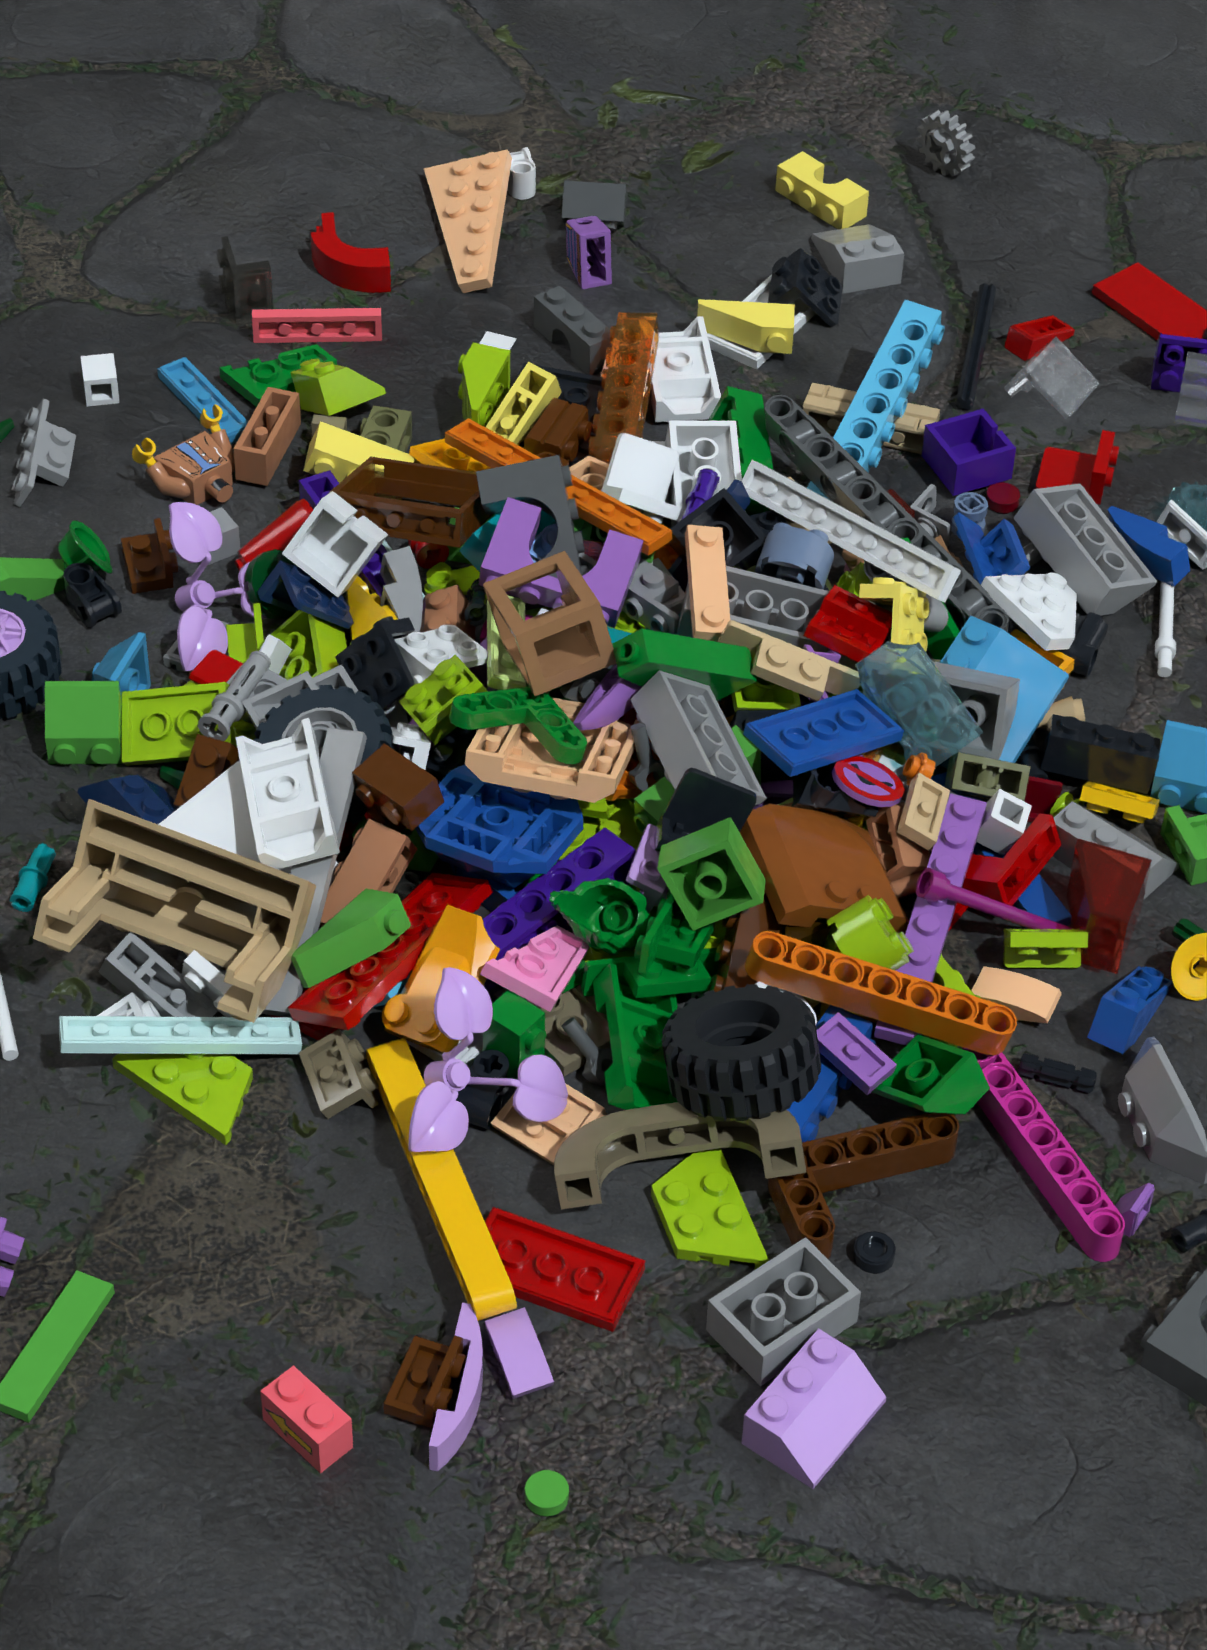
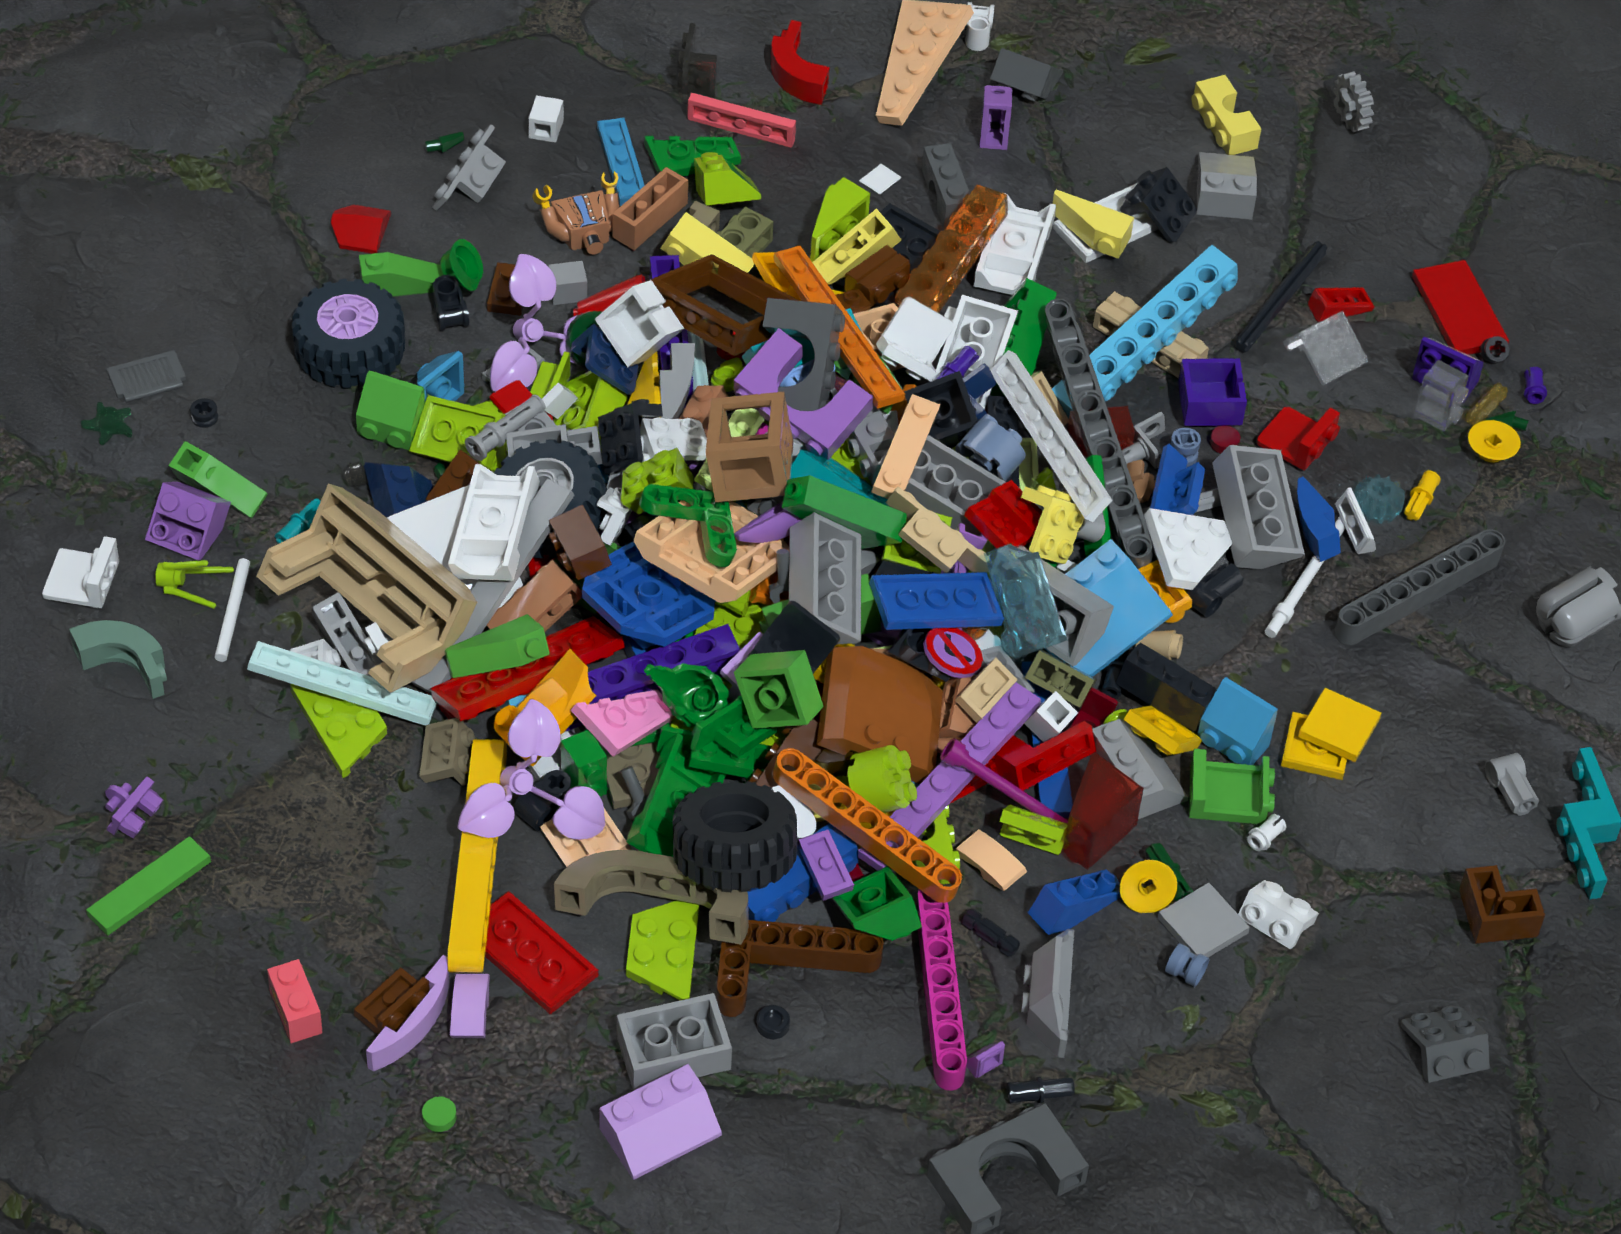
camera: 20 degrees right, 5 degrees up
(916, 765) = (1002, 652): orange plate -> none

